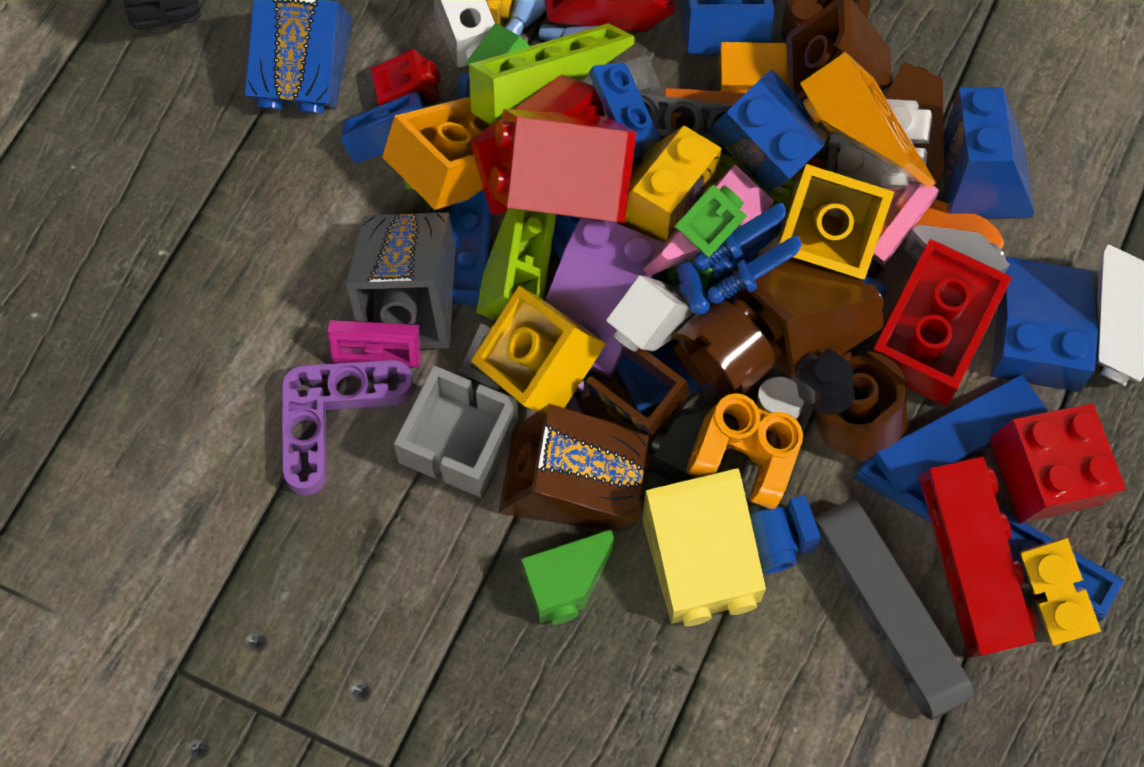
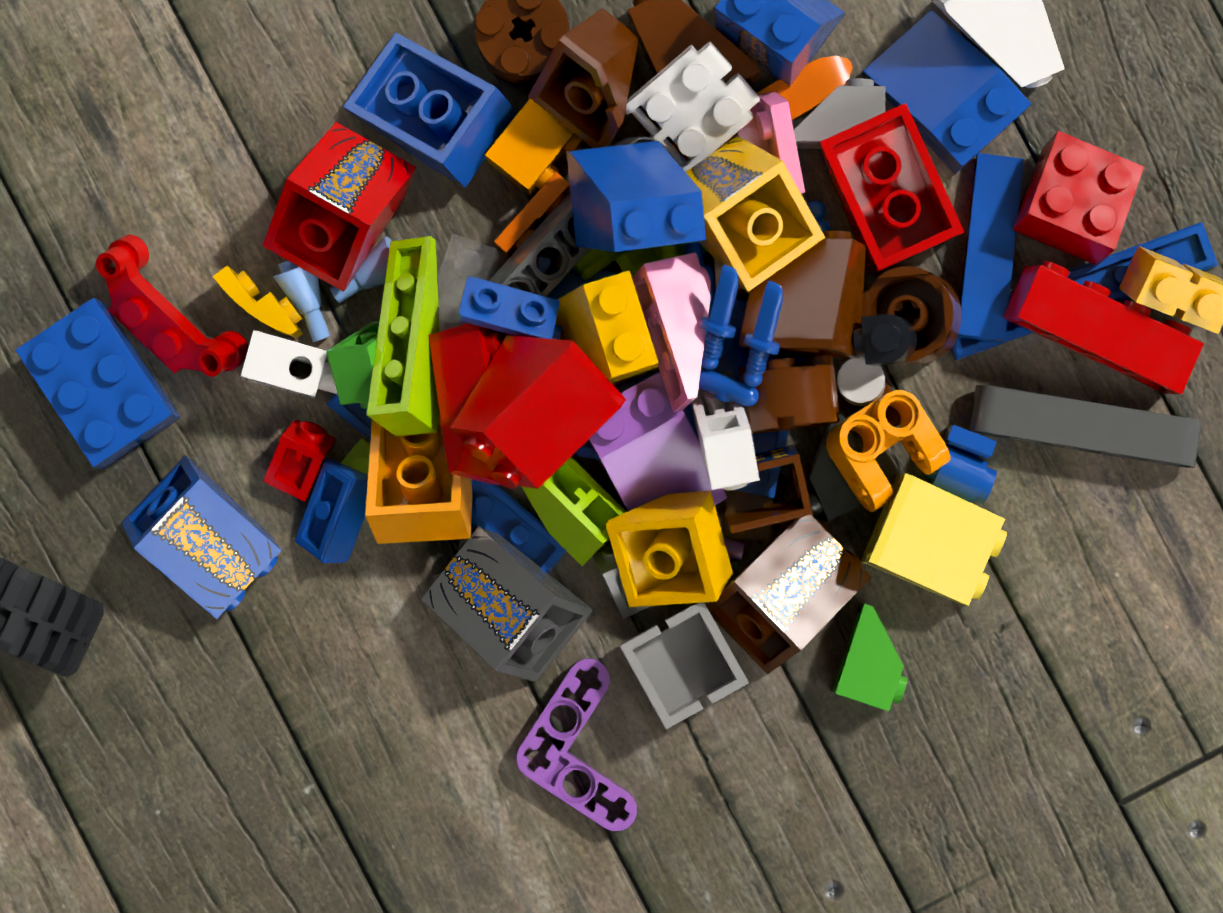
camera: 50 degrees left, 20 degrees up
(374, 342) = (546, 672): dark pink tile -> none
(711, 219) = (691, 333): bright green bracket -> none
(856, 108) = (693, 121): light orange slope -> none

